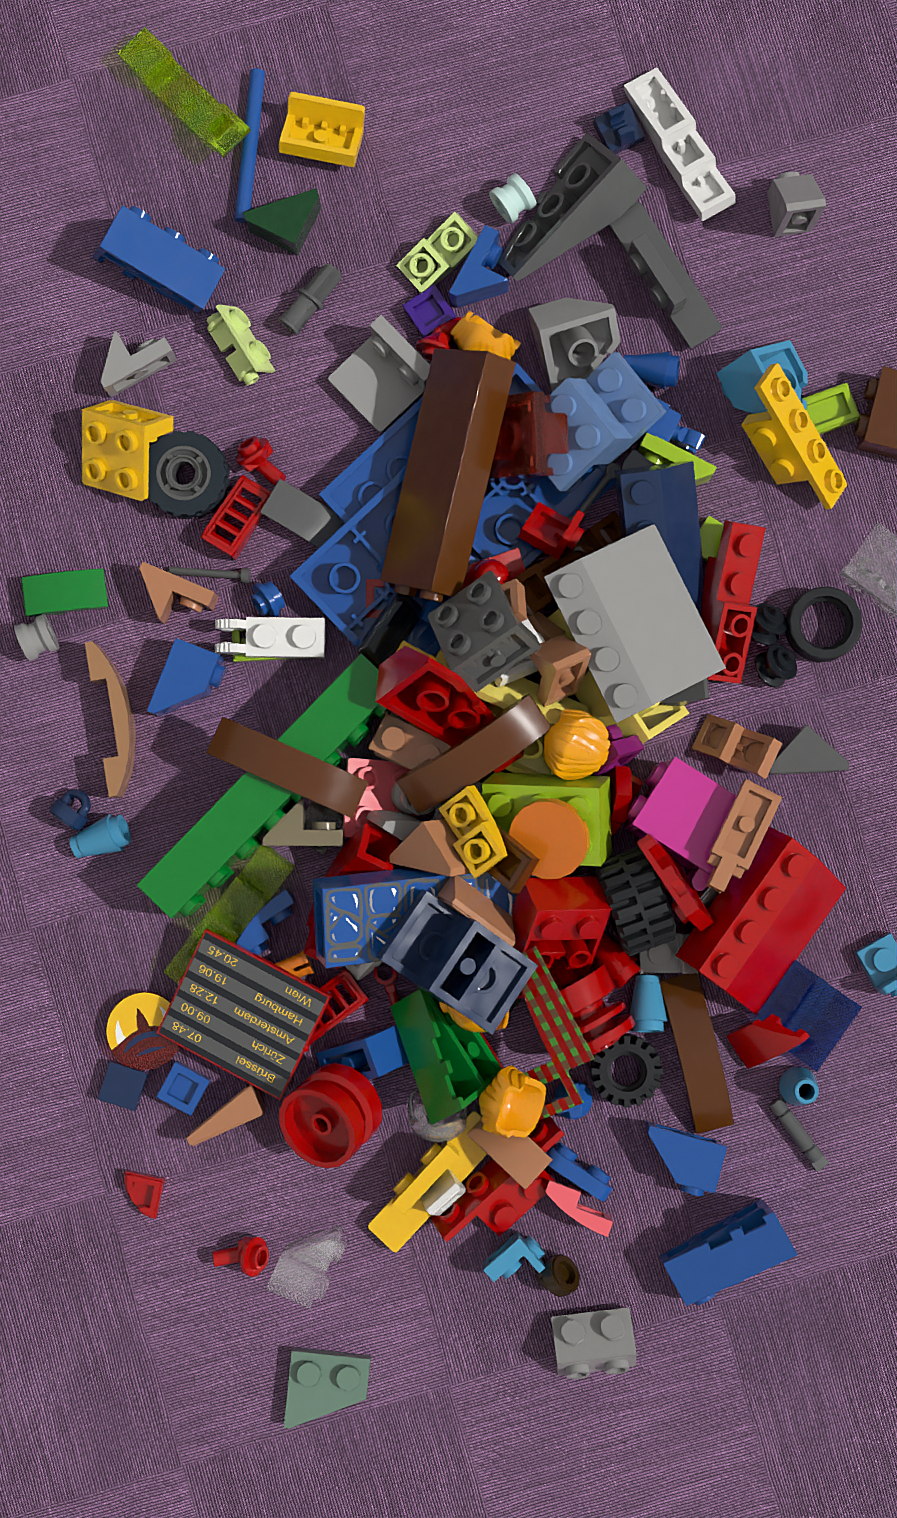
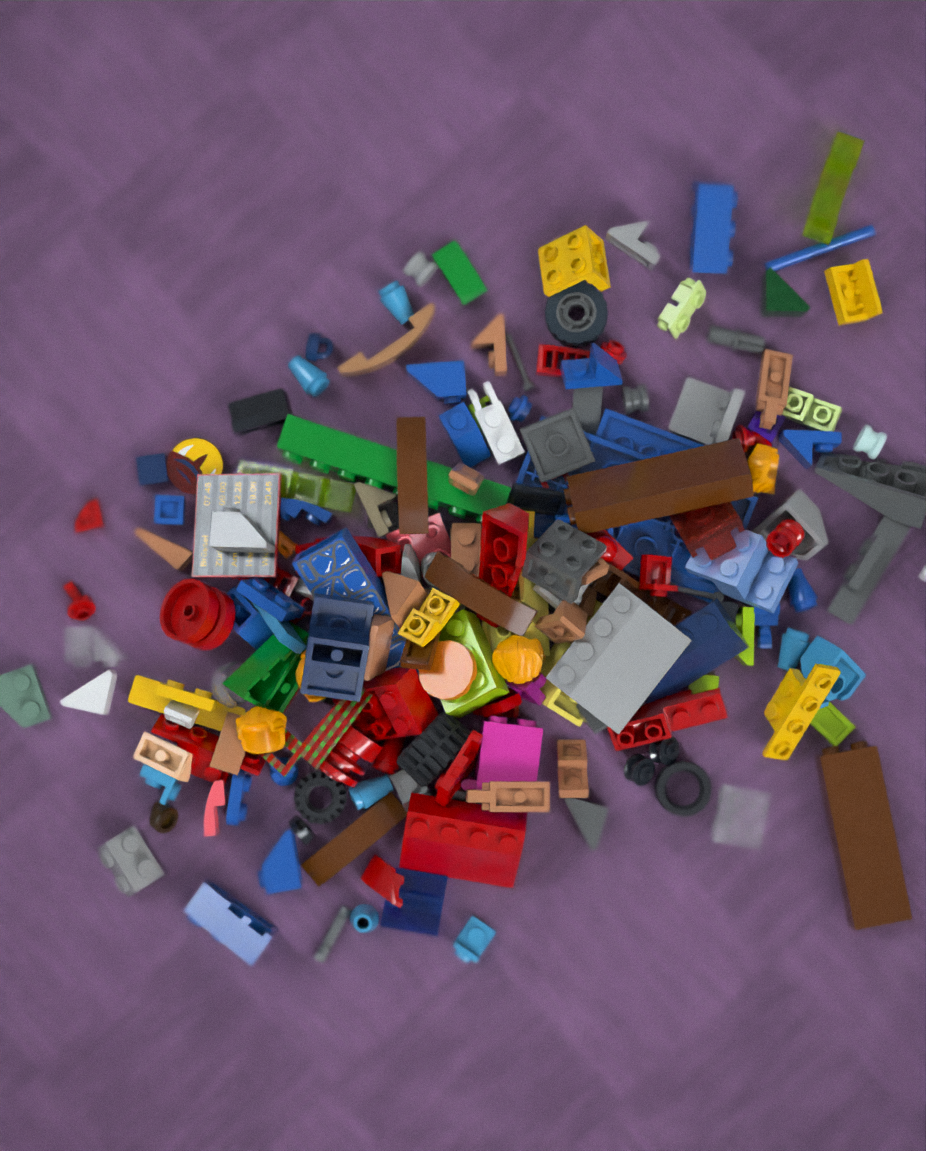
camera: 60 degrees right, 0 degrees up
(63, 685) = (396, 301): none -> dark azure cone
(116, 920) = (258, 412): none -> black panel
(254, 1017) = (237, 533): none -> slope
(267, 486) = (594, 371): none -> blue slope
(268, 681) = (464, 435): none -> blue slope
(324, 453) = (635, 399): none -> dark grey wheel
(325, 703) = (465, 479): none -> nougat slope
(335, 573) = (557, 445): none -> dark grey tile
(355, 1016) = (270, 599): none -> blue plate
(368, 1289) = (95, 695): none -> white slope
(388, 1020) = (283, 631): none -> dark azure tile
(389, 280) = (773, 386): none -> nougat hinge
(486, 1240) = (164, 757): none -> light nougat slope
(582, 353) = (785, 538): none -> red wheel
(654, 1111) = (301, 829): none -> black tile
(717, 411) = (792, 648): none -> dark azure cone

